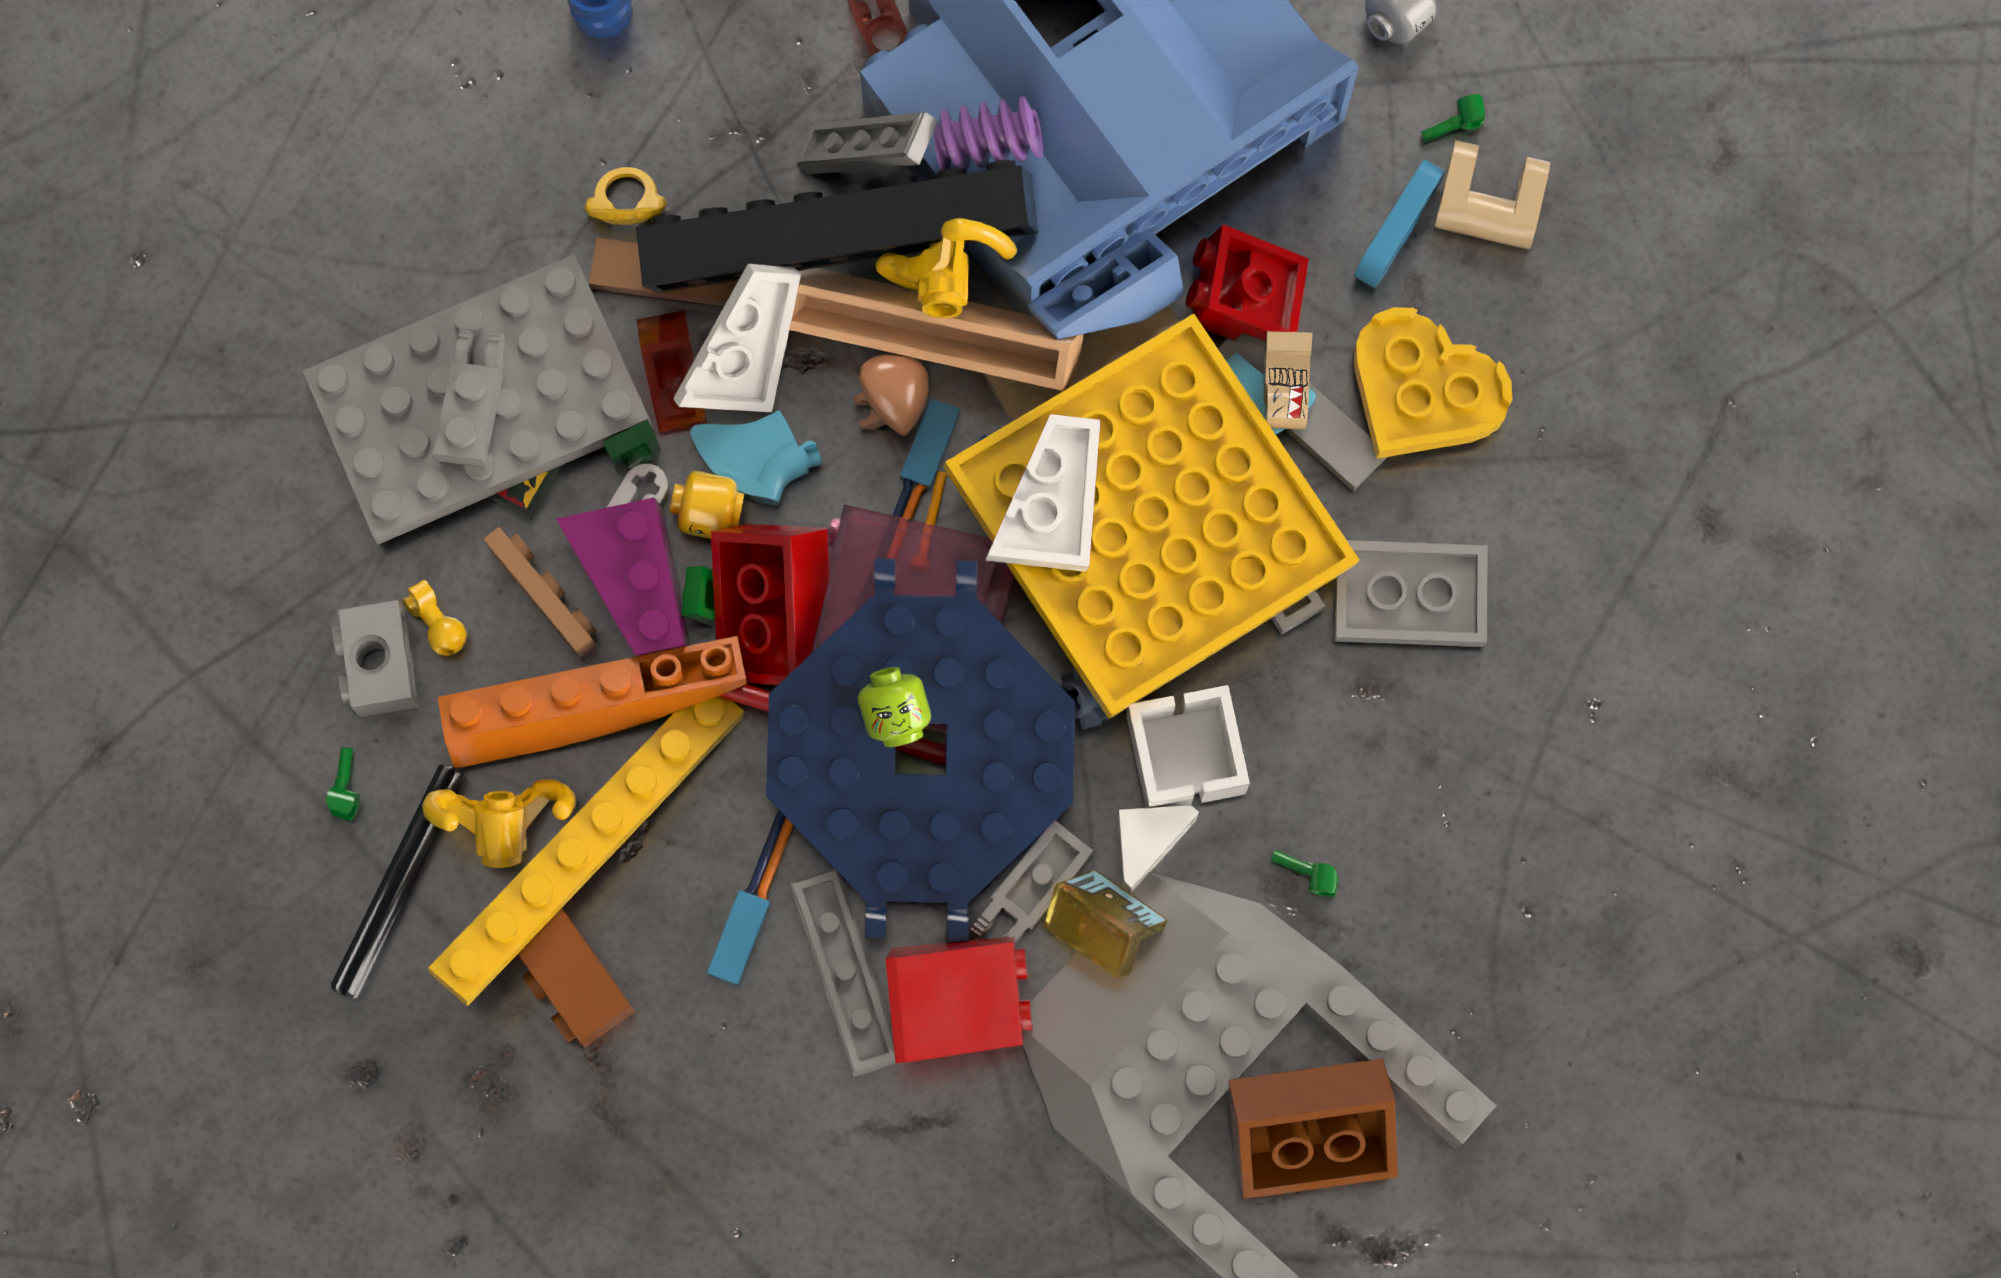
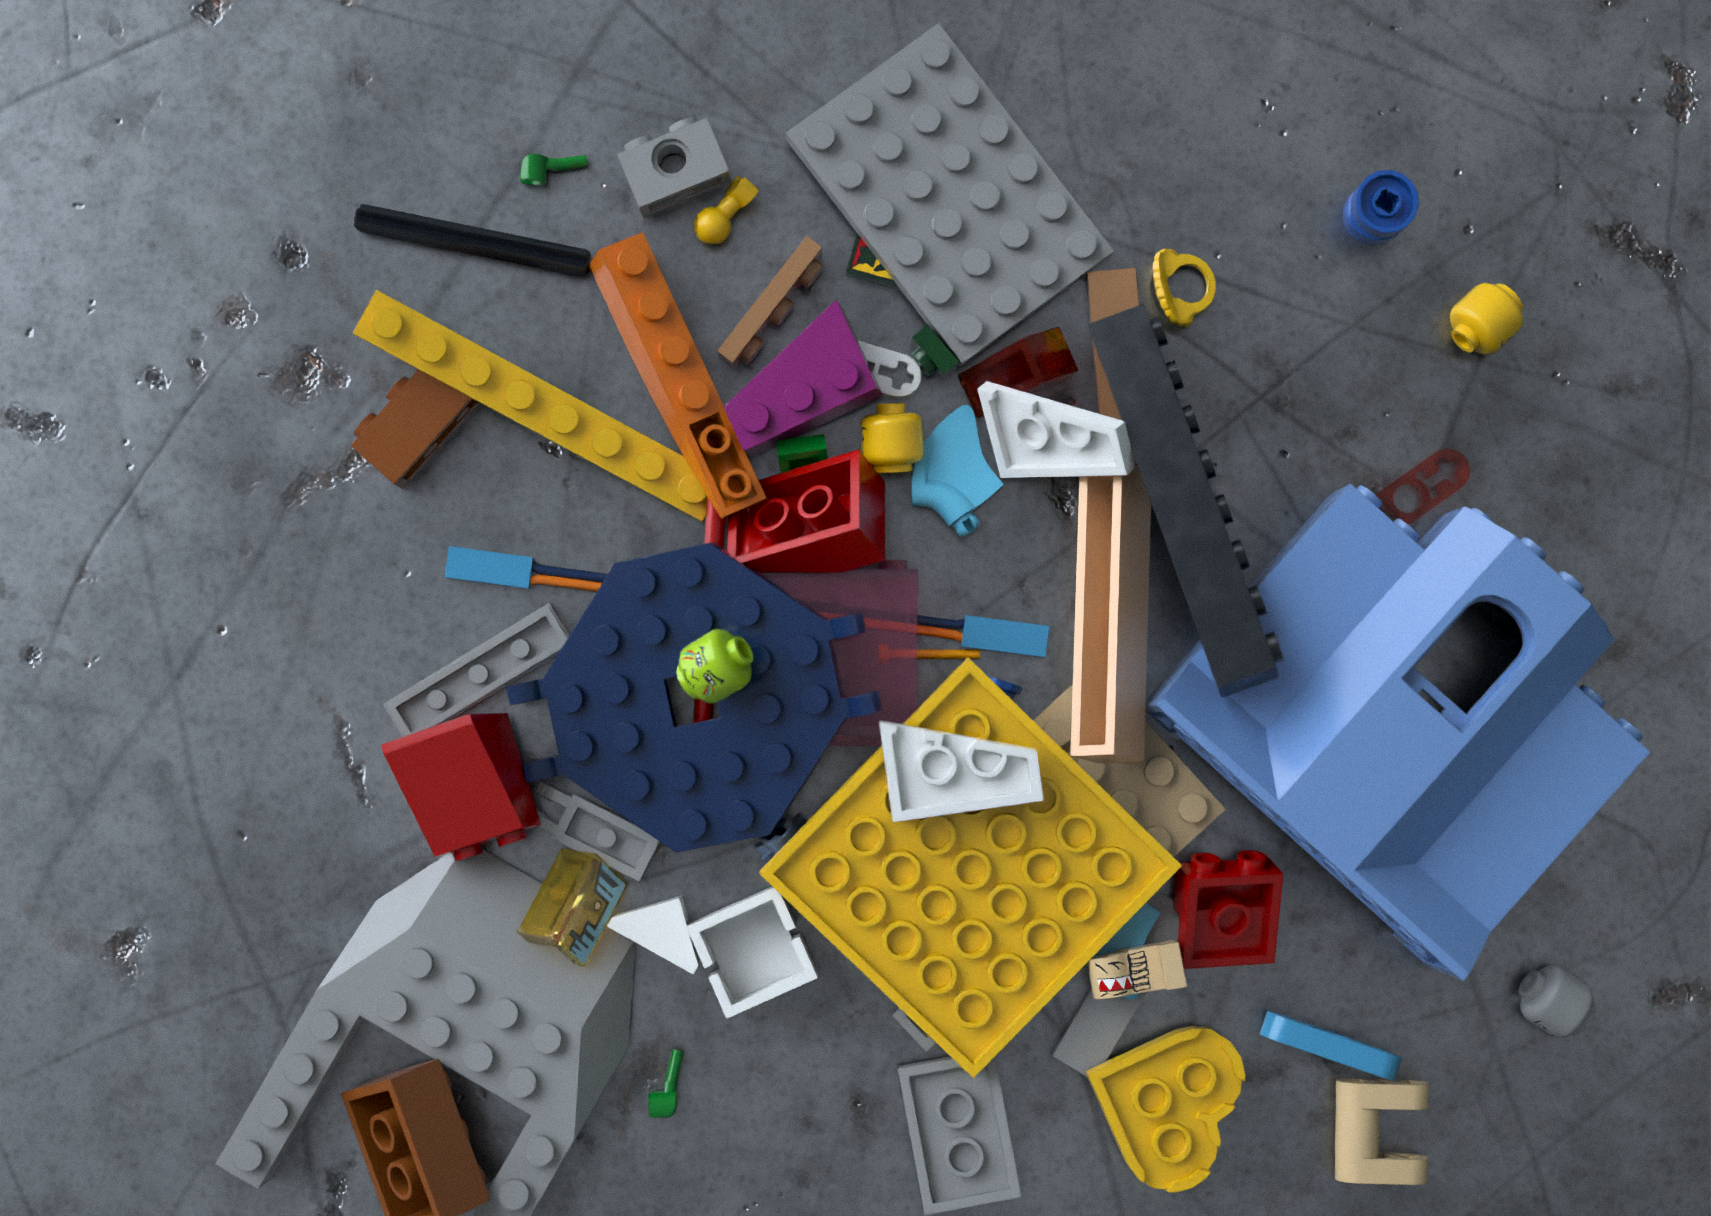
camera: 75 degrees right, 10 degrees up
(470, 402) = (937, 189): light grey hinge -> none
(500, 818) = (547, 318): yellow piece -> none
(867, 143) = (1280, 508): light grey tile -> none
(895, 390) = (1042, 590): nougat piece -> none
(943, 269) = (1162, 614): yellow piece -> none
(987, 135) = (1304, 626): medium lavender piece -> none
(1114, 290) = (1184, 781): medium blue slope -> none
(1470, 117) = (1461, 1092): green hand -> none

